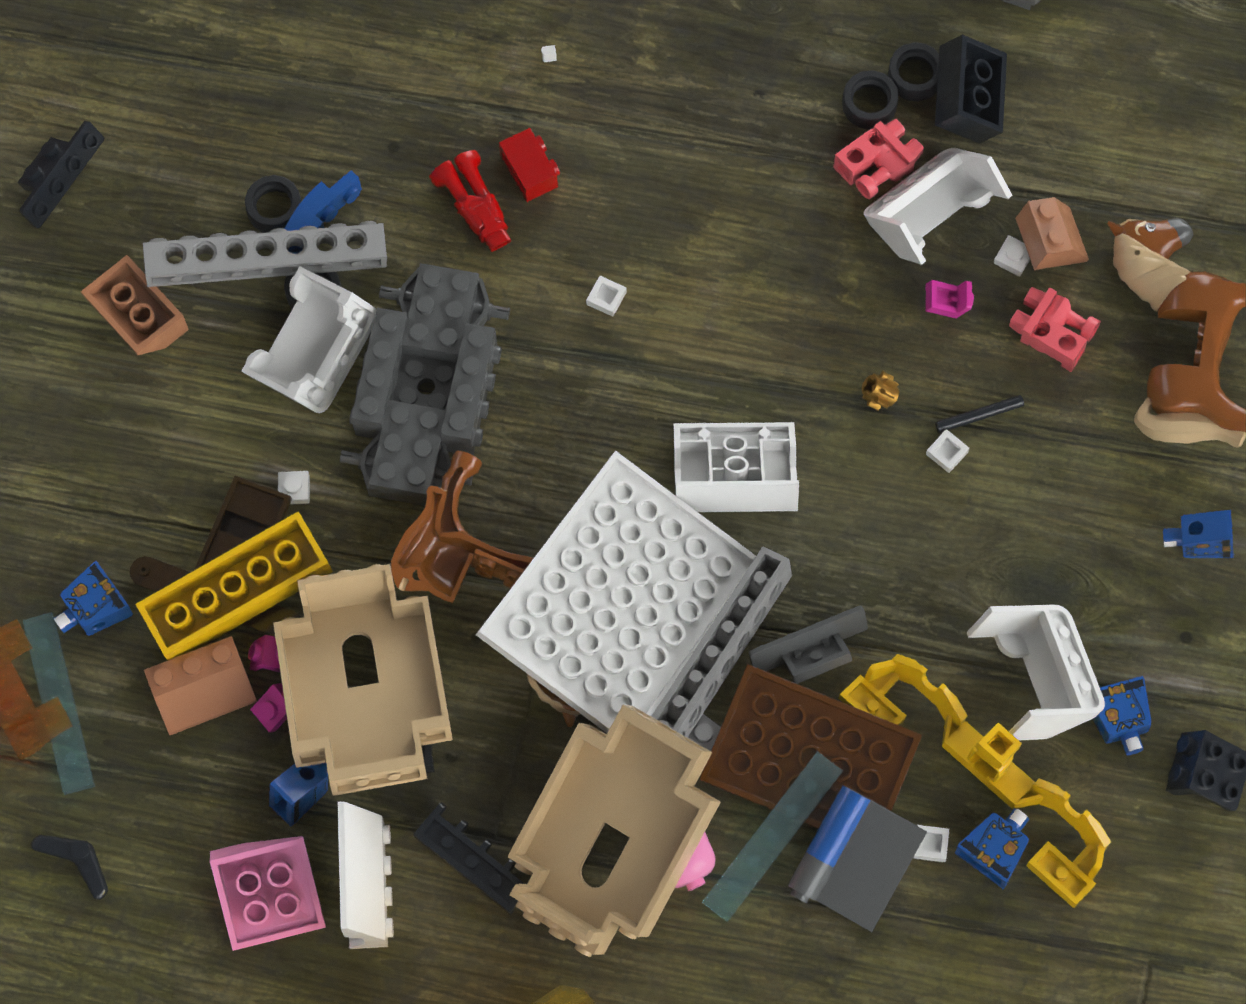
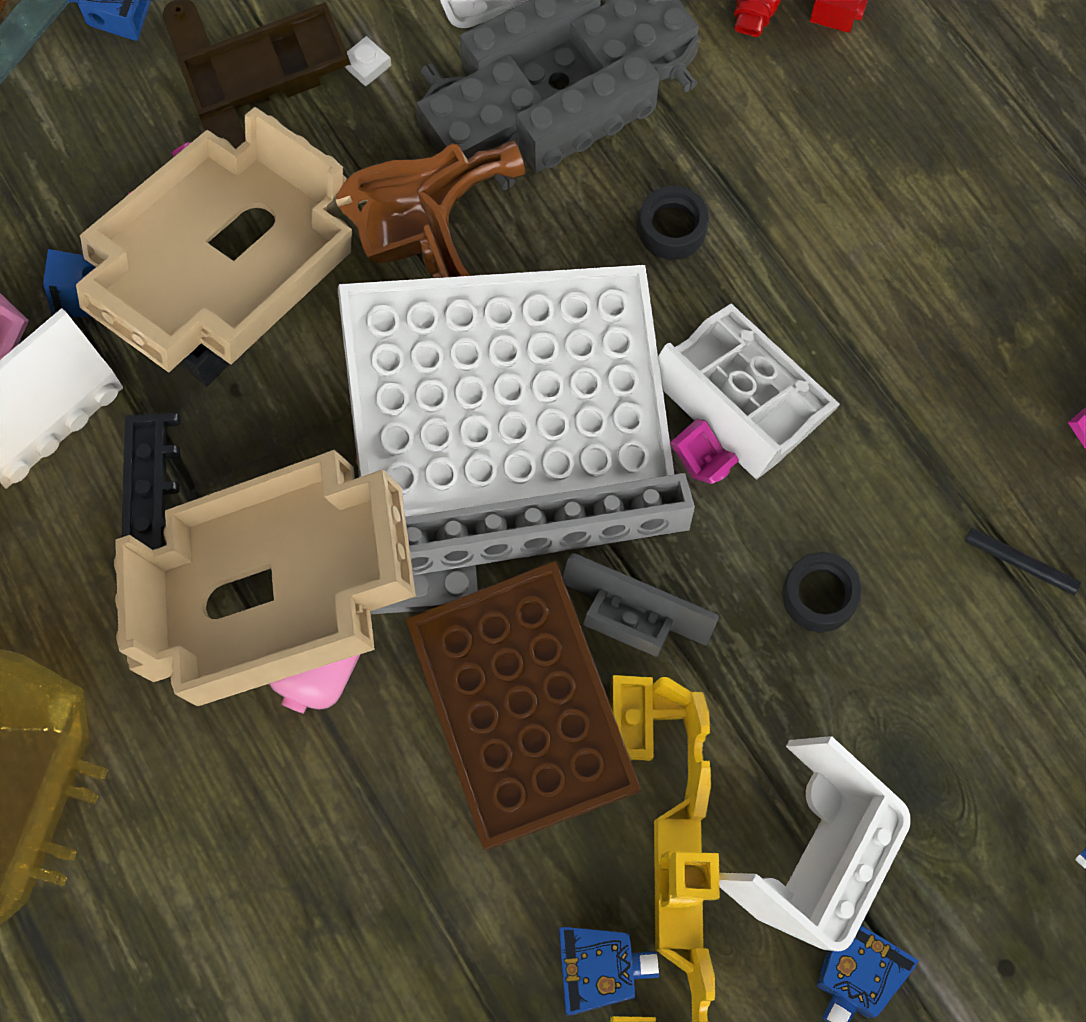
camera: 45 degrees right, 0 degrees up
(200, 685) = (112, 133): nougat slope -> none
(233, 587) = (213, 75): yellow brick -> none
(584, 386) = (682, 199): none -> black tyre
(606, 296) = (790, 148): white plate -> none
(755, 526) = (703, 453): none -> dark pink bracket
(772, 836) = (409, 736): clear light blue tile -> none
(856, 858) = (459, 837): dark grey door -> none
(880, 390) = (948, 449): pearl gold gear -> none
(903, 515) = (839, 568): none -> black tyre
(934, 844) = (544, 899): white plate -> none
(947, 451) = (955, 564): white tile -> none

